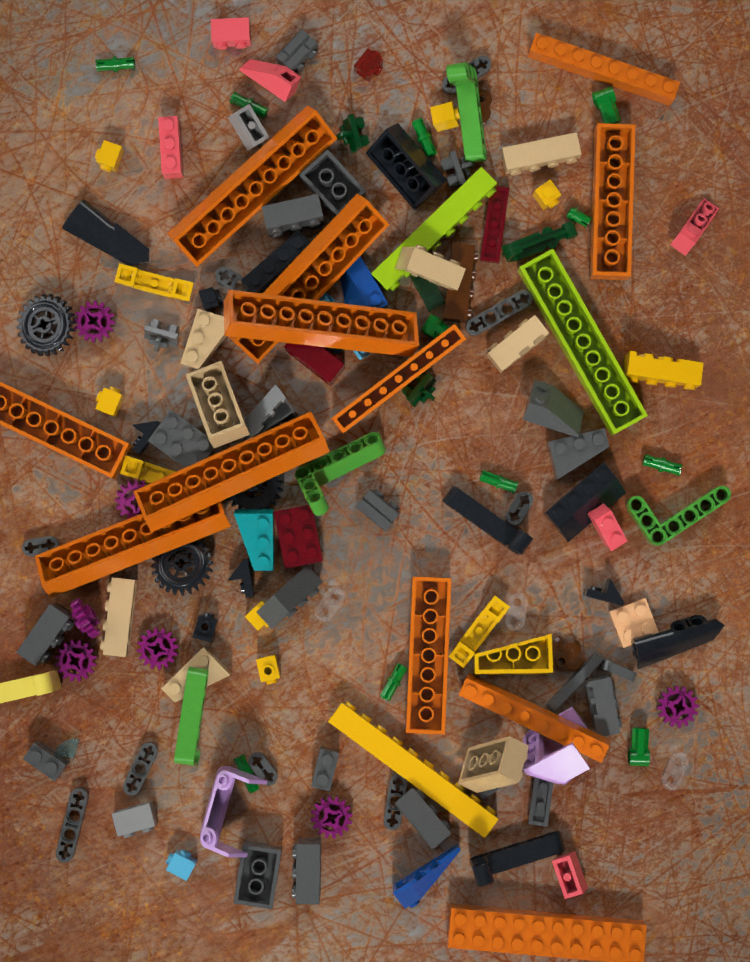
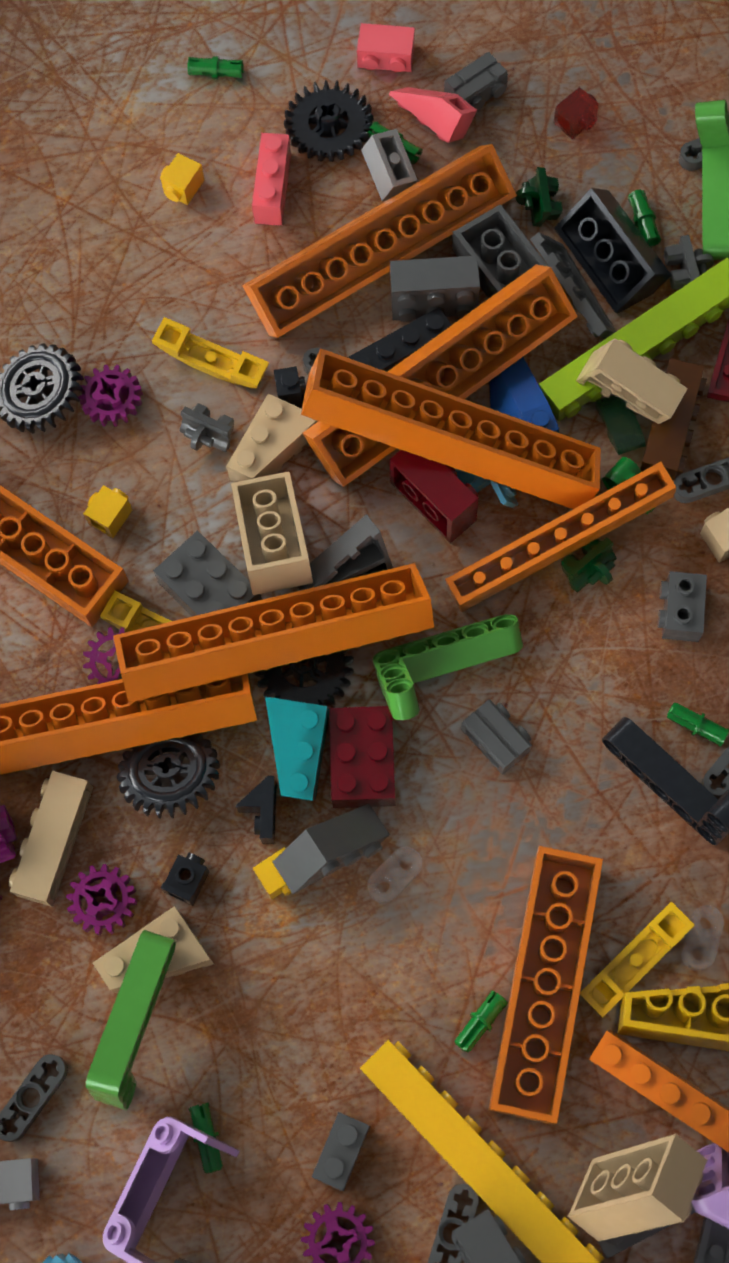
camera: 15 degrees right, 15 degrees down
(99, 231) = (143, 273): black panel -> none
(147, 429) = (143, 577): black slope -> none
(191, 111) = (330, 109): none -> black gear
(266, 765) = (243, 1131): dark grey beam -> none
(268, 669) = (275, 964): yellow brick -> none
(379, 190) = (575, 285): none -> dark grey wing
(445, 116) = (680, 190): yellow brick -> none
(481, 408) = (683, 606): none -> dark grey brick

